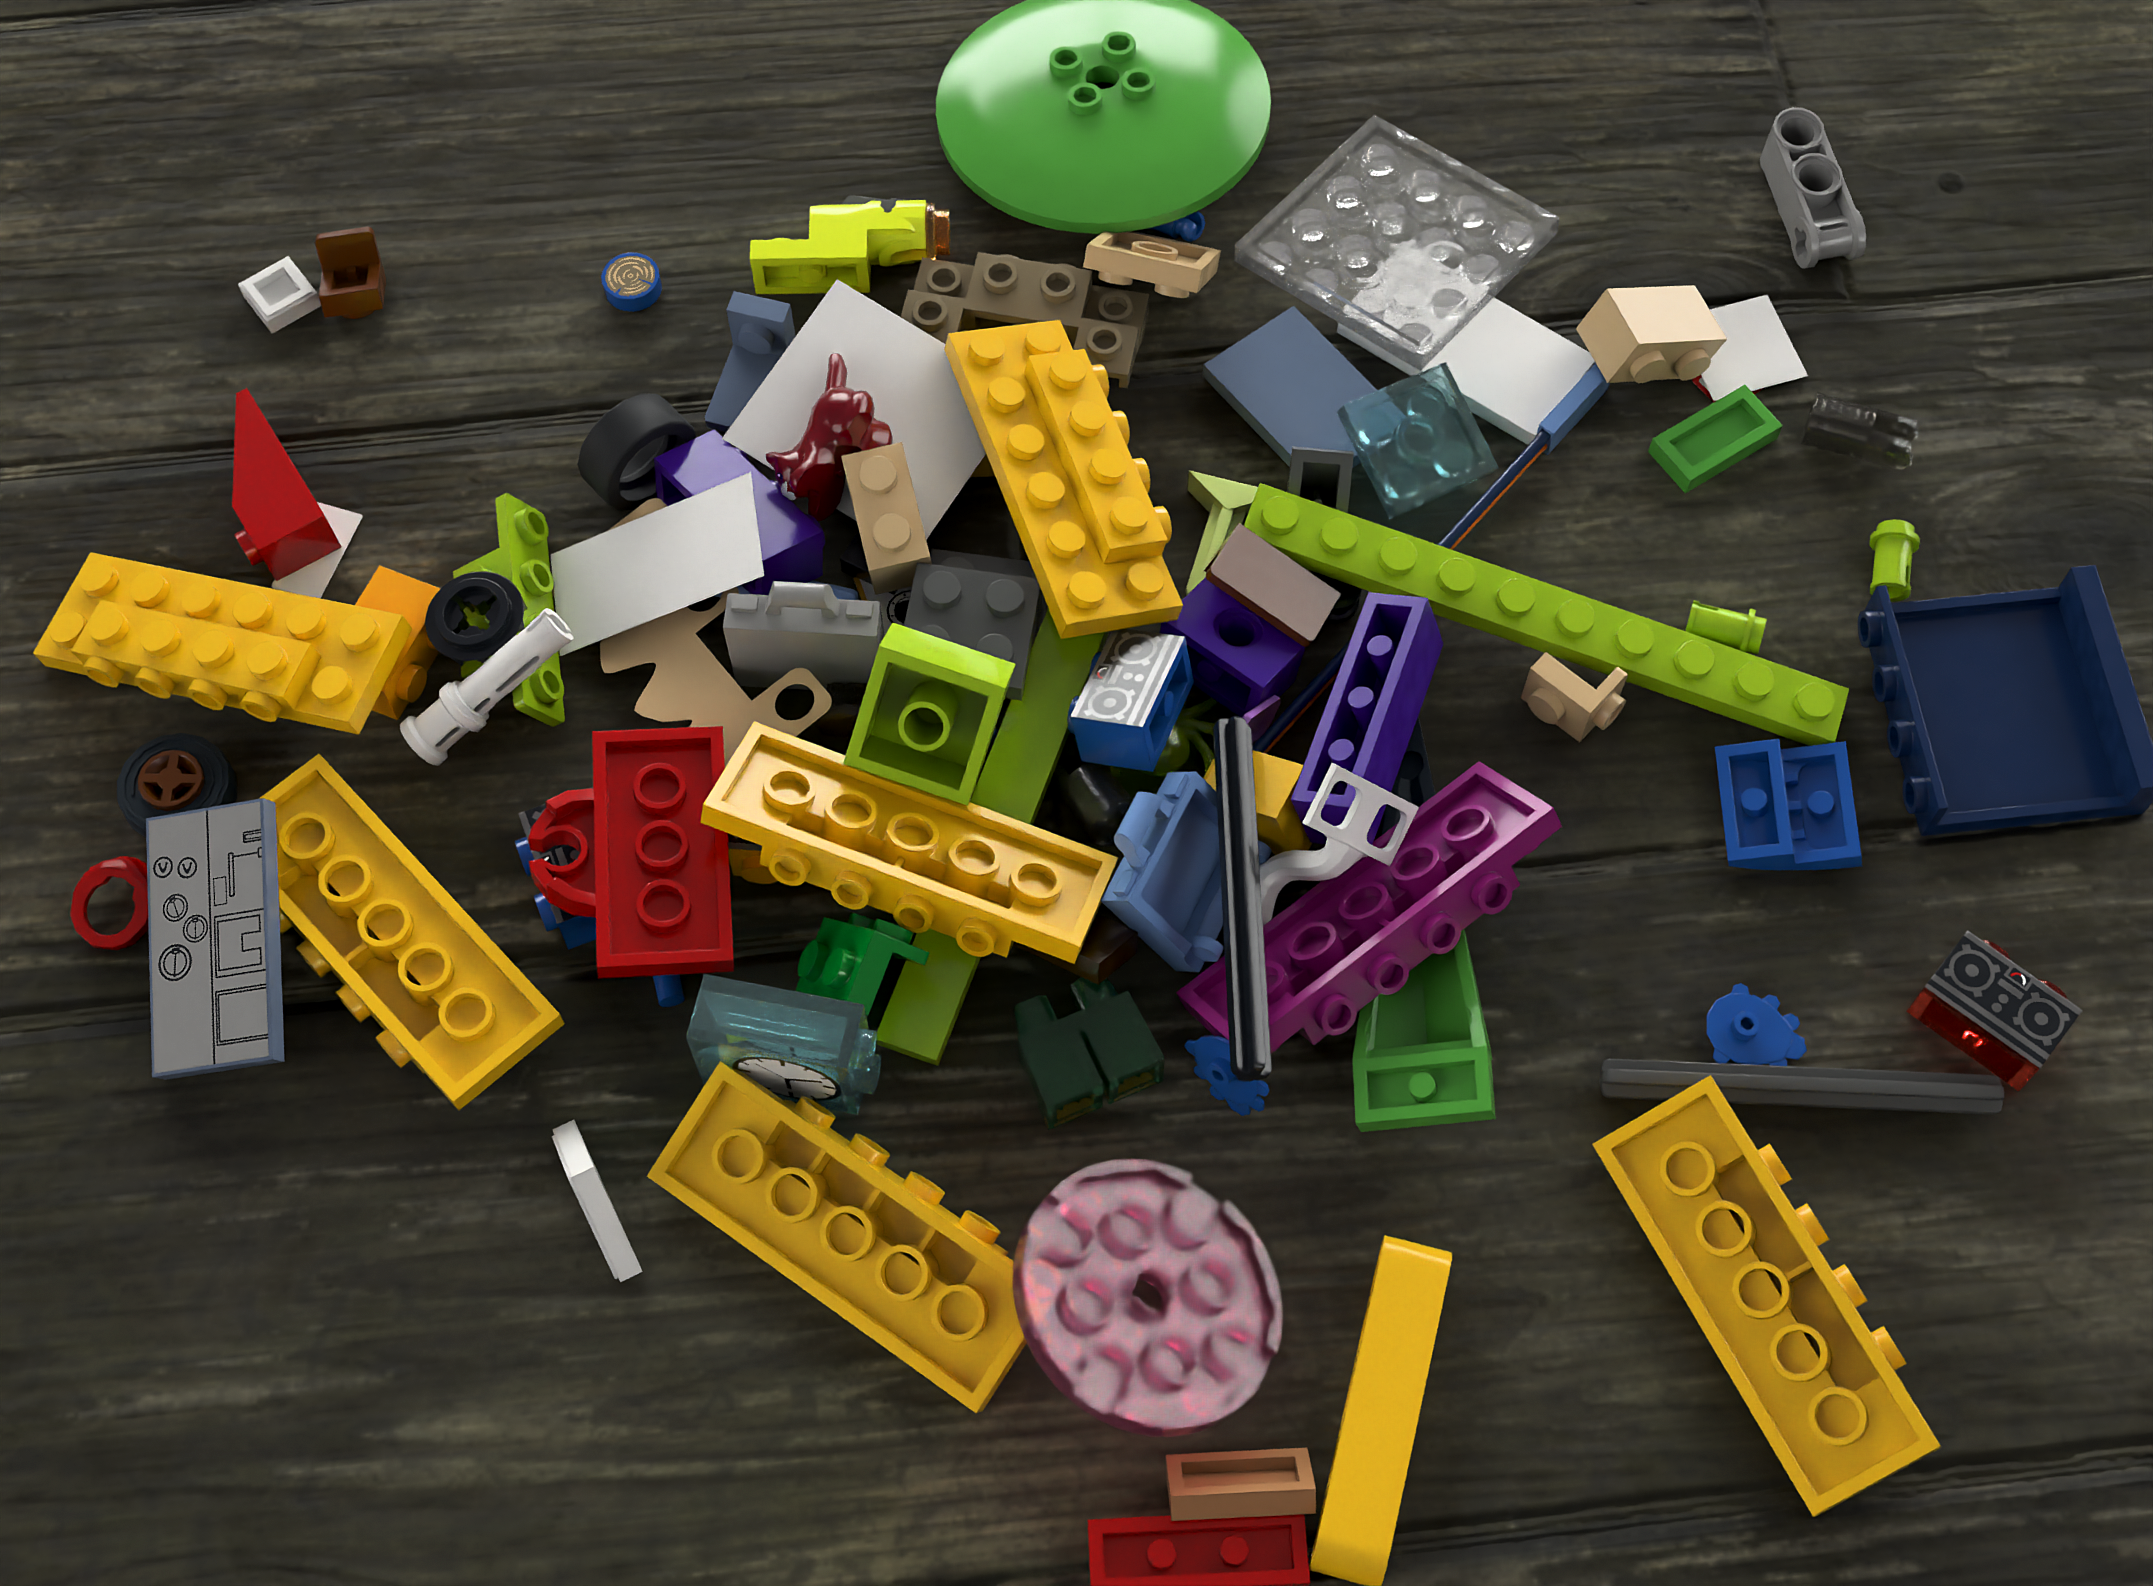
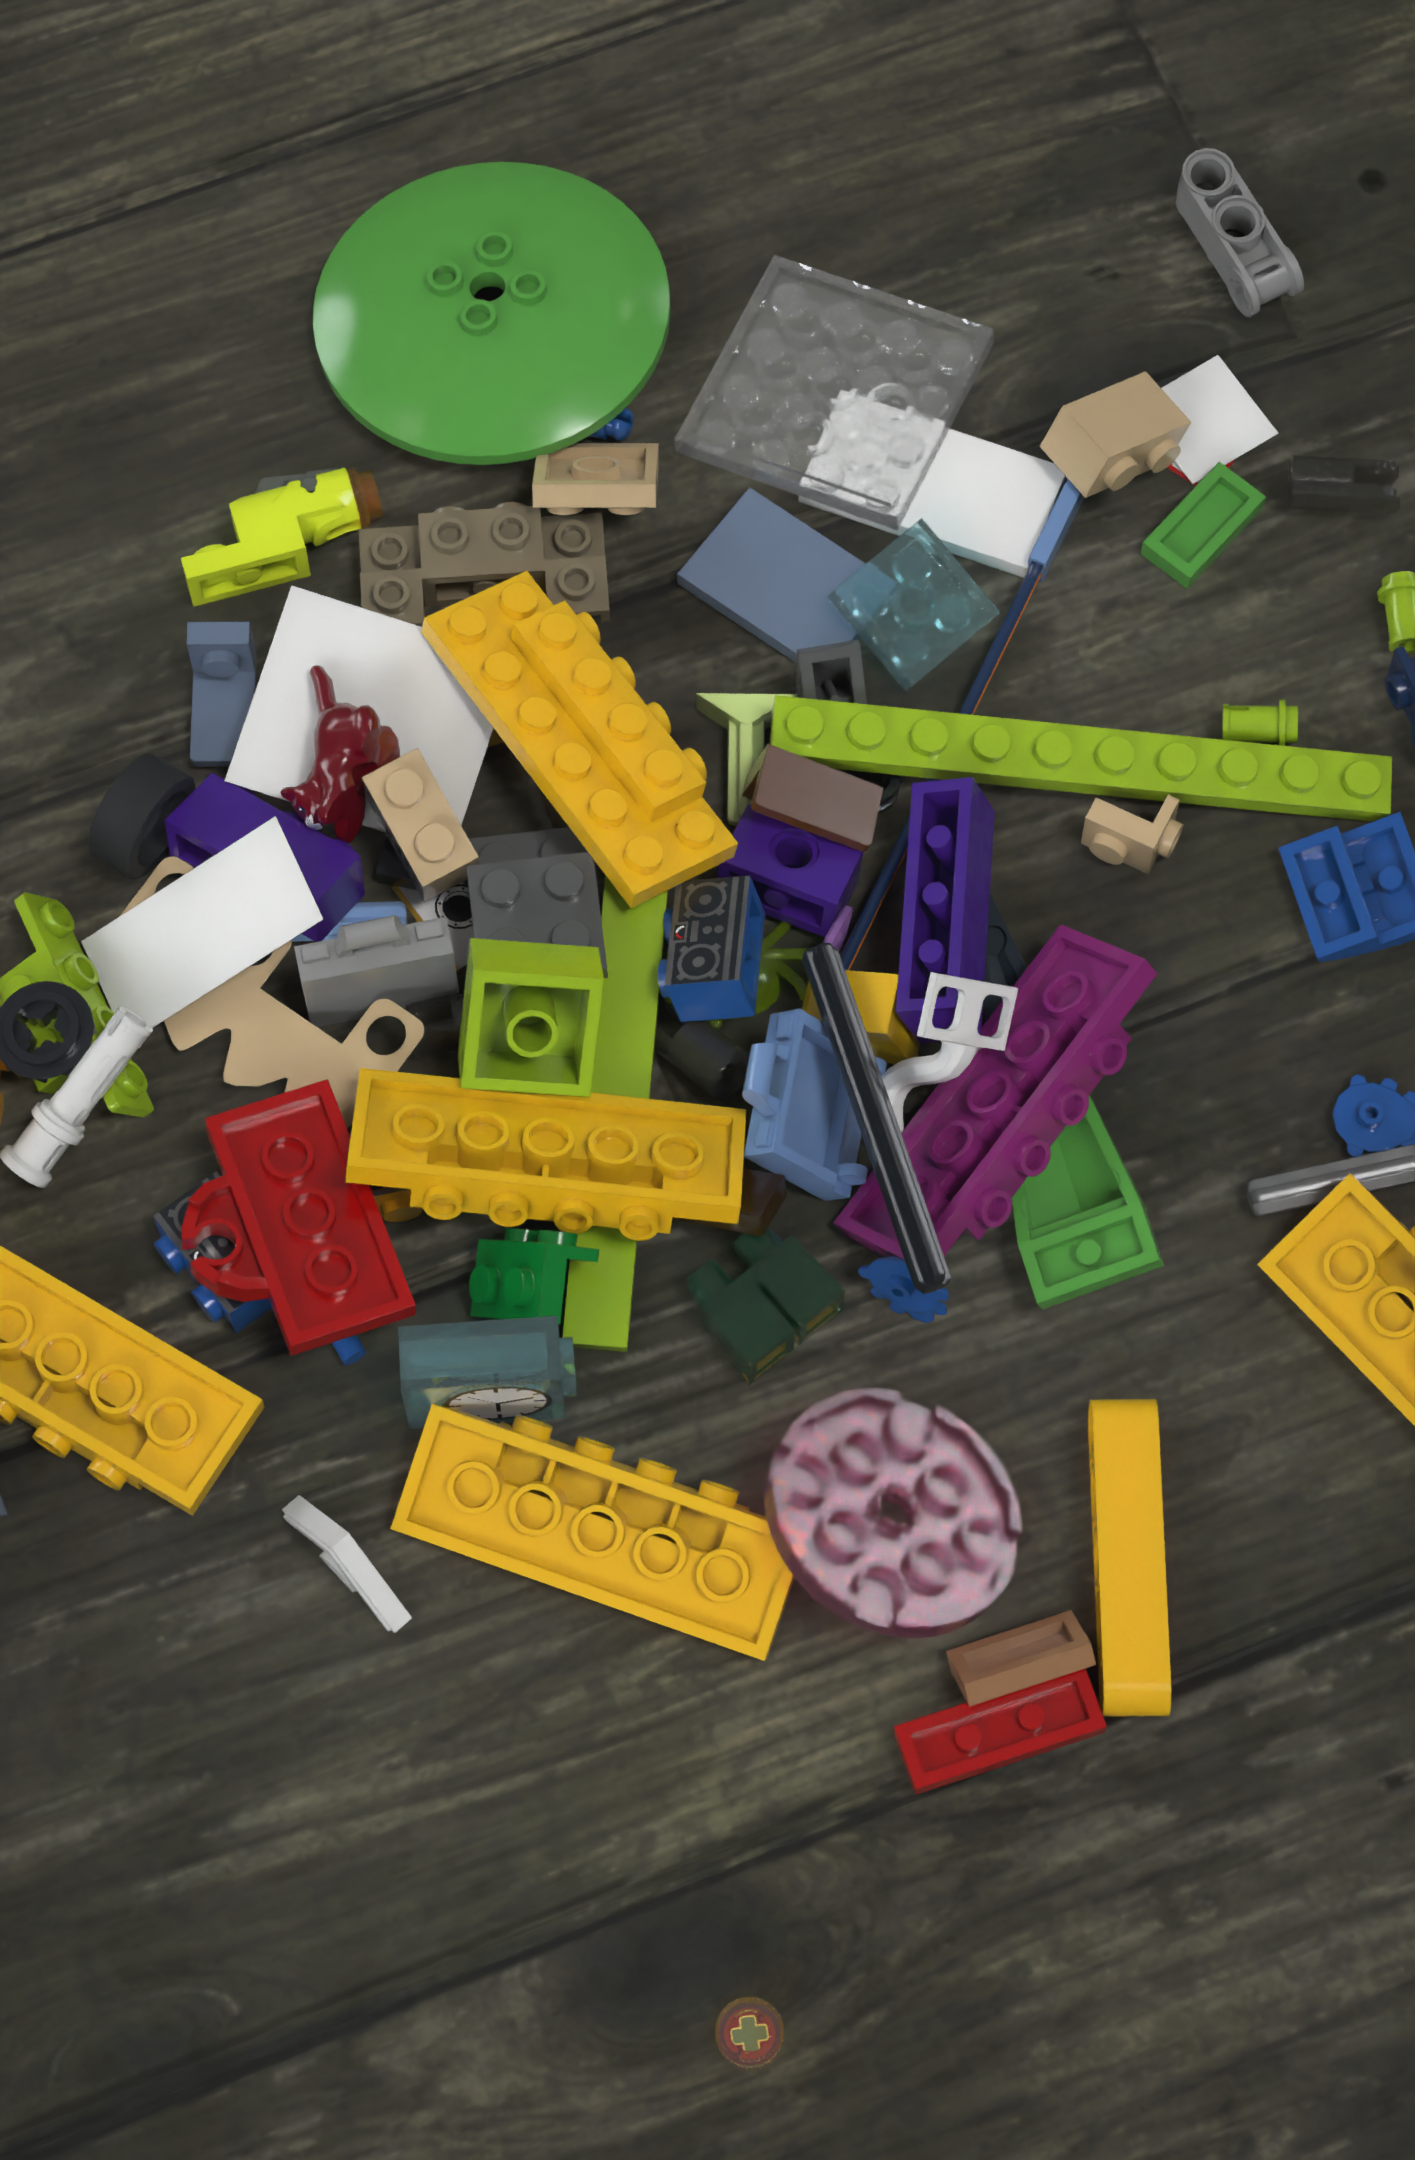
camera: 15 degrees left, 5 degrees up
(631, 282) = (63, 627): tile -> none

